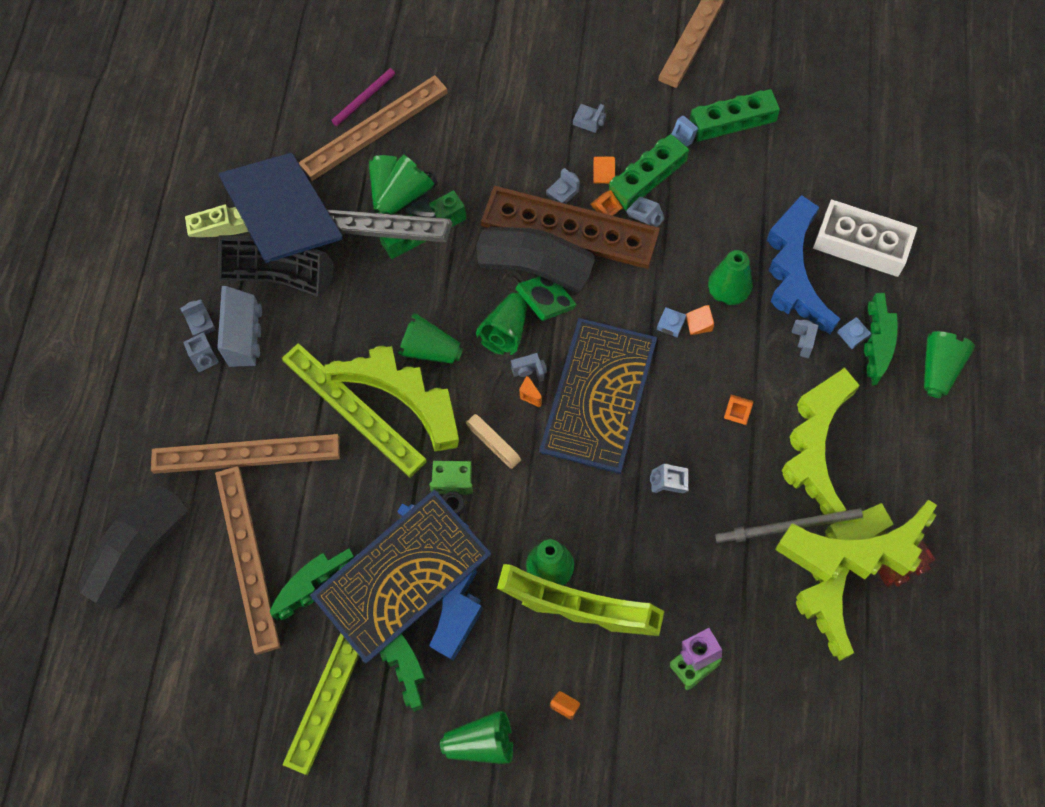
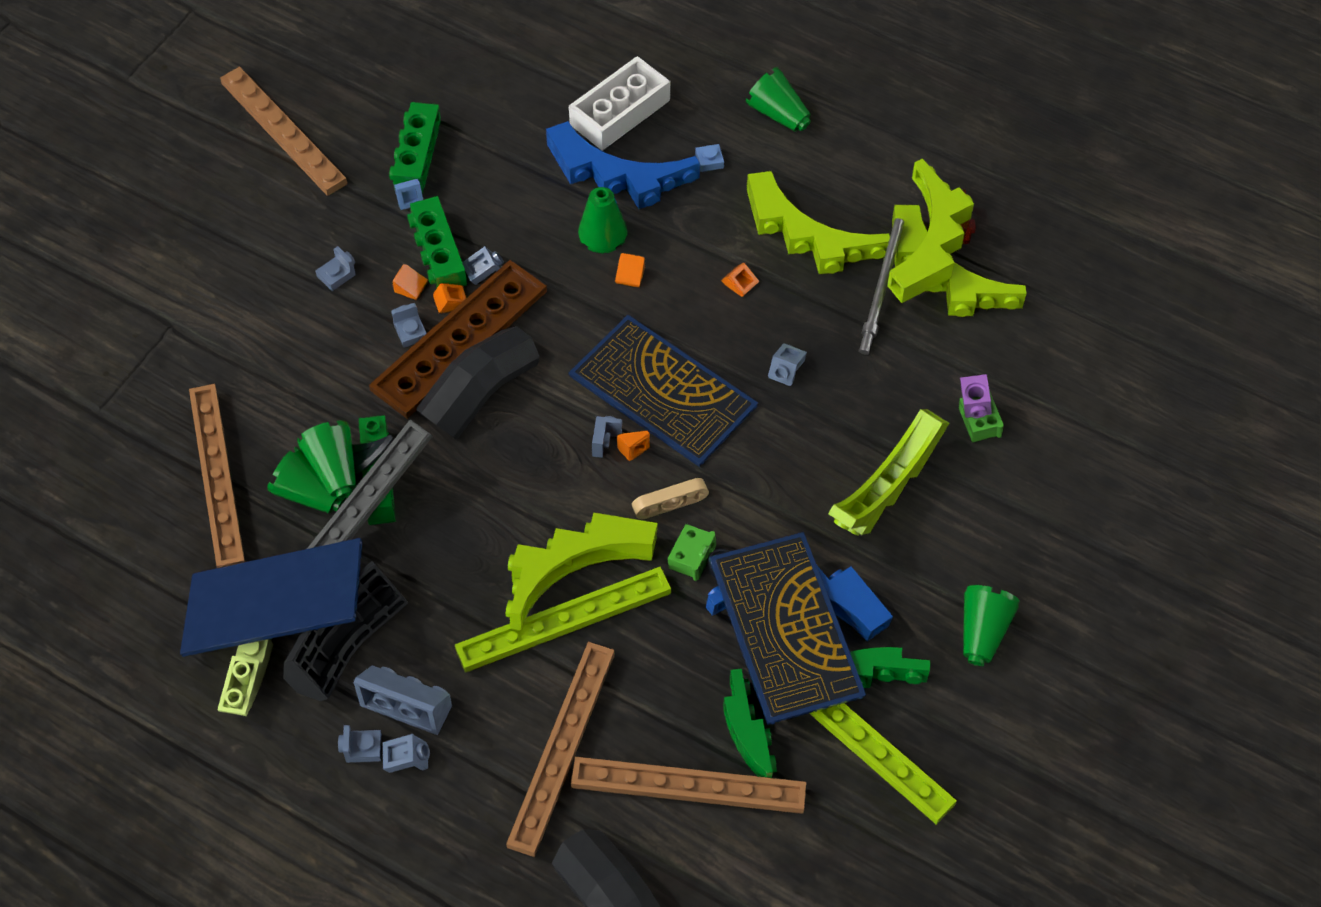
camera: 70 degrees left, 10 degrees down
(363, 97) = (165, 474): magenta bar -> none
(429, 342) = (524, 515): green cone -> none
(504, 325) = (546, 435): green cone -> none
(545, 297) = (533, 388): green tile -> none
(551, 562) = (825, 488): green cone -> none
(564, 705) = (977, 541): orange slope -> none
(671, 322) = (617, 296): medium blue plate -> none
(808, 333) = (698, 191): sand blue bracket -> none
(883, 338) = (736, 139): green slope -> none

